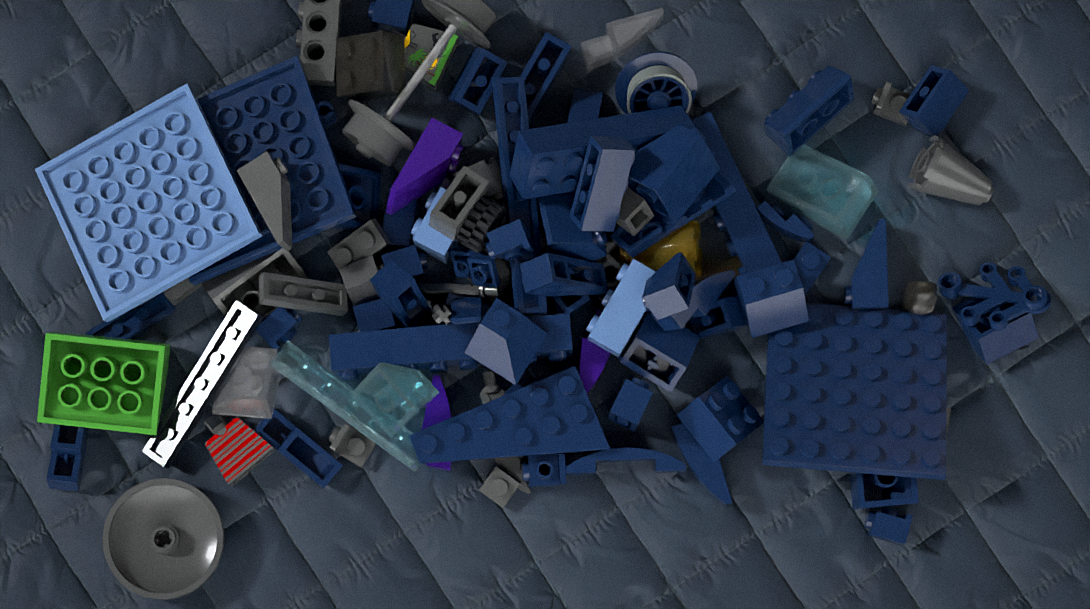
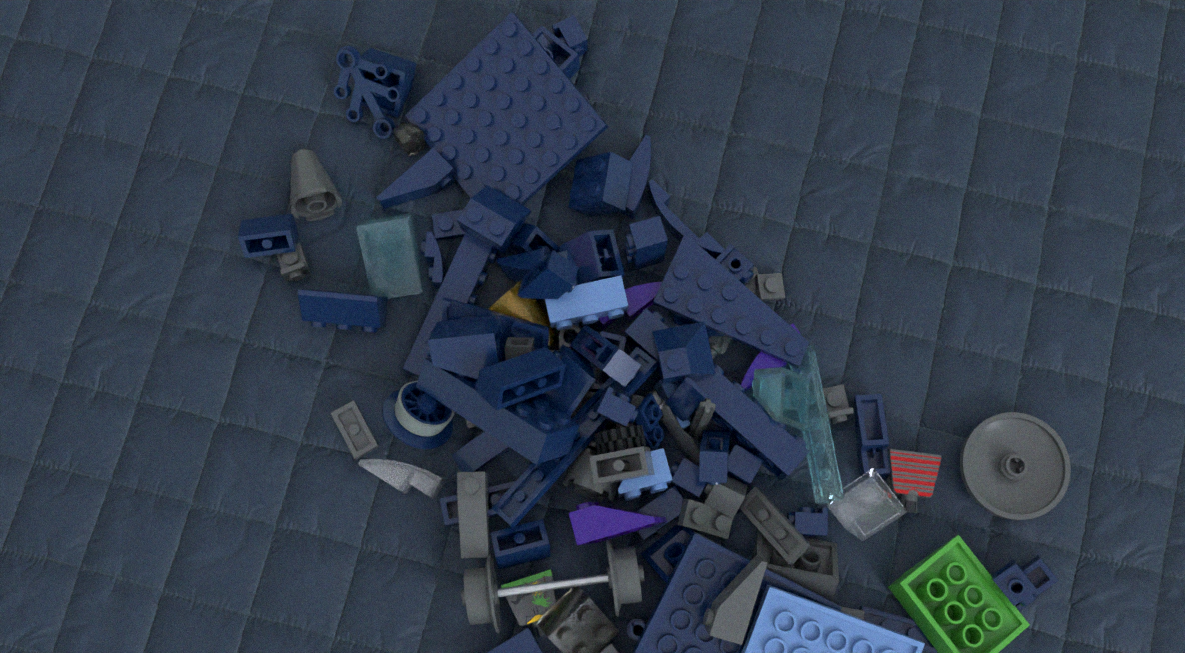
camera: 130 degrees left, 5 degrees down
(83, 445) = (1010, 574): none -> dark blue brick
(202, 384) = (893, 536): plate -> none
(533, 60) = (473, 514): none -> dark grey slope
(696, 32) = (355, 430): none -> dark grey plate

